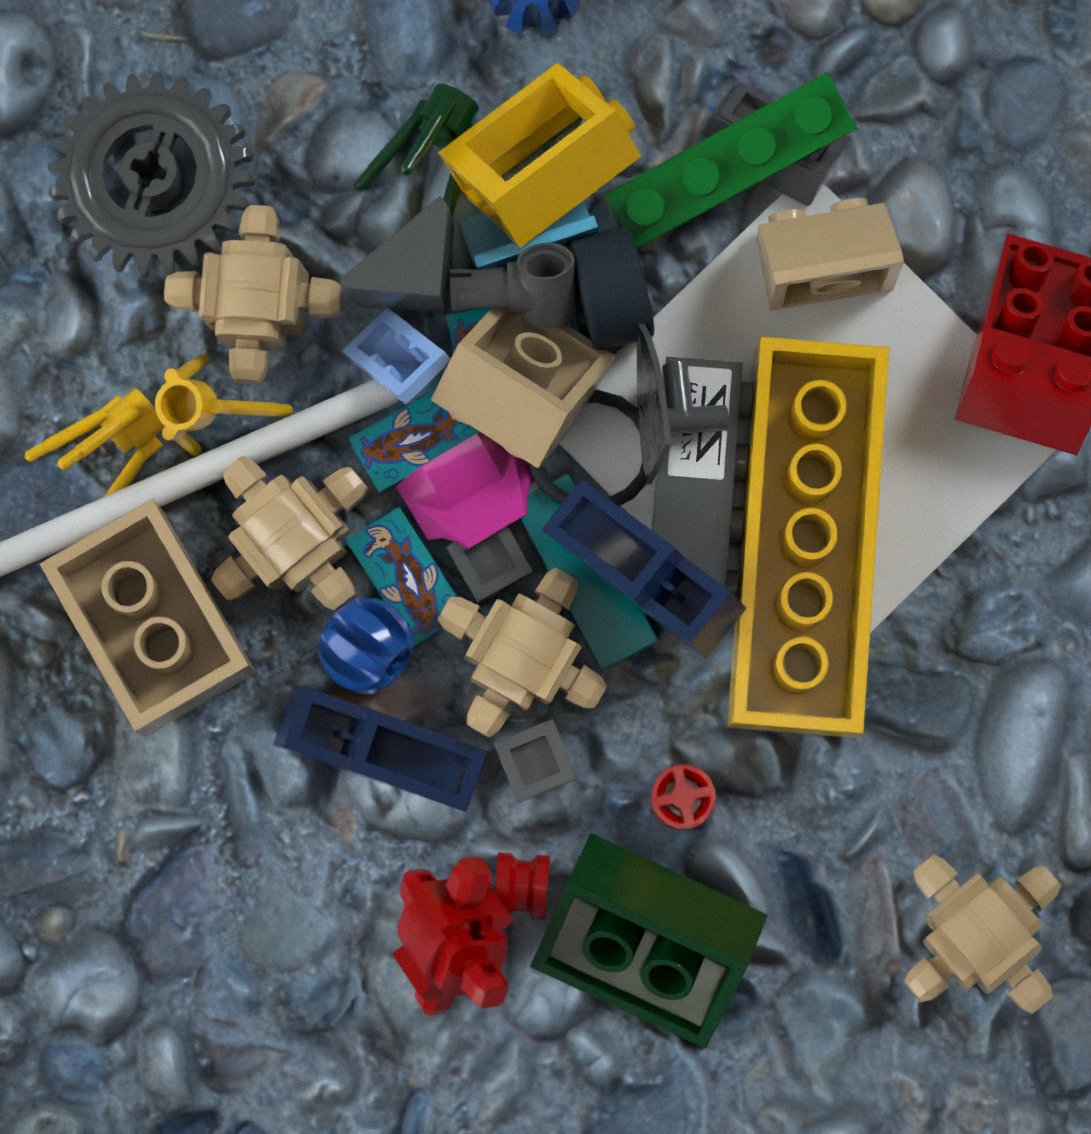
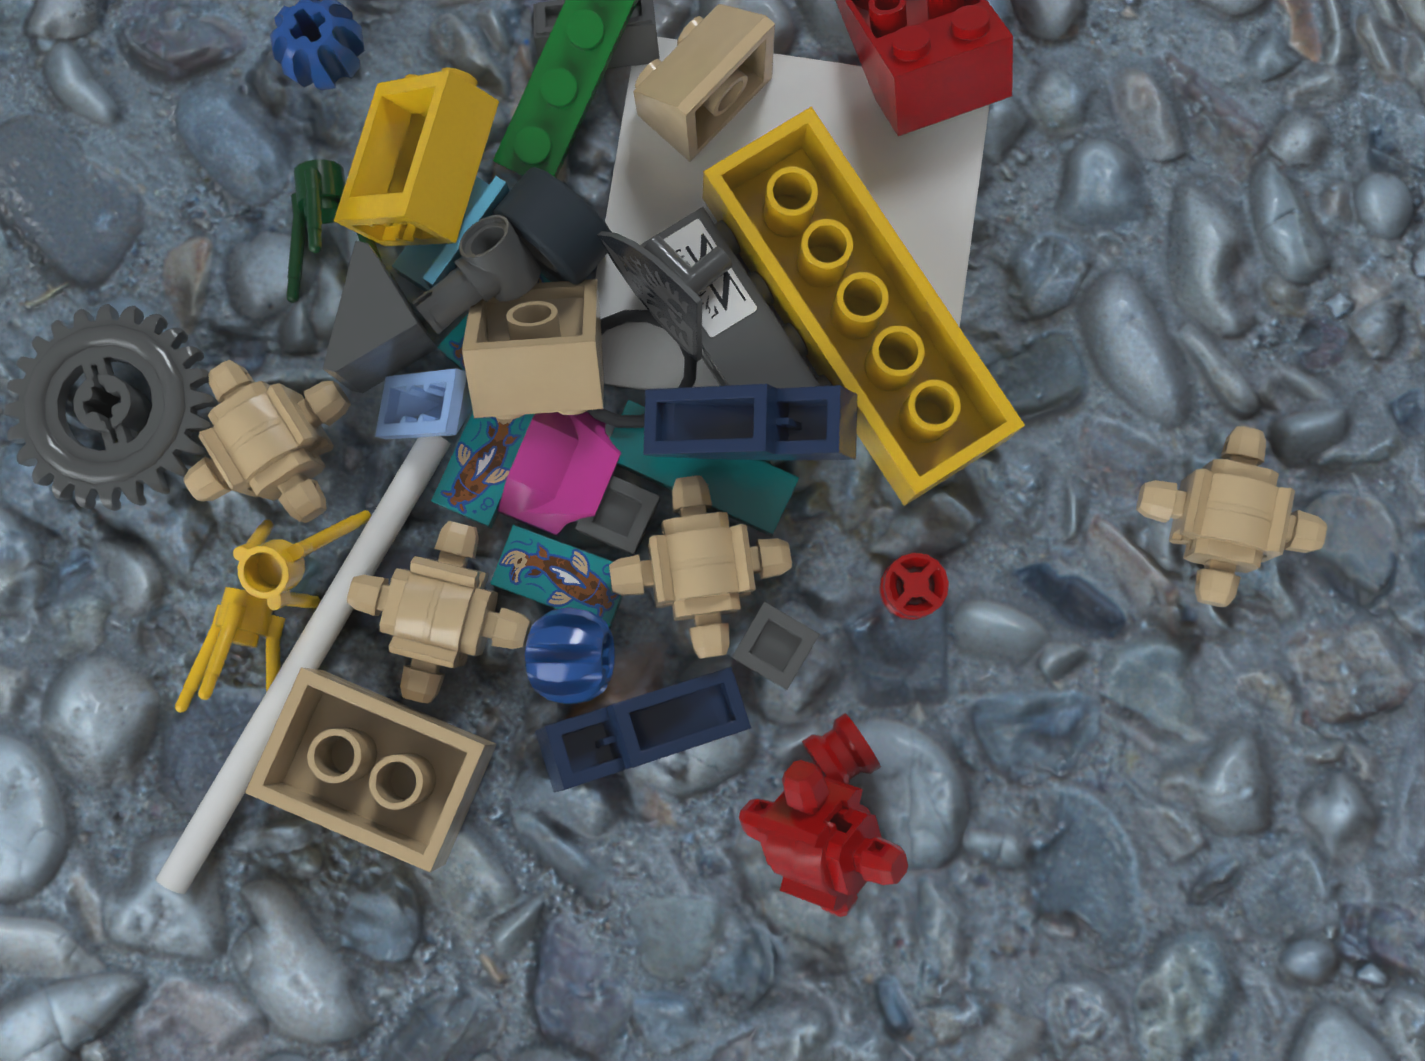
camera: 40 degrees left, 0 degrees up
(649, 940) = (976, 719): dark green slope -> none

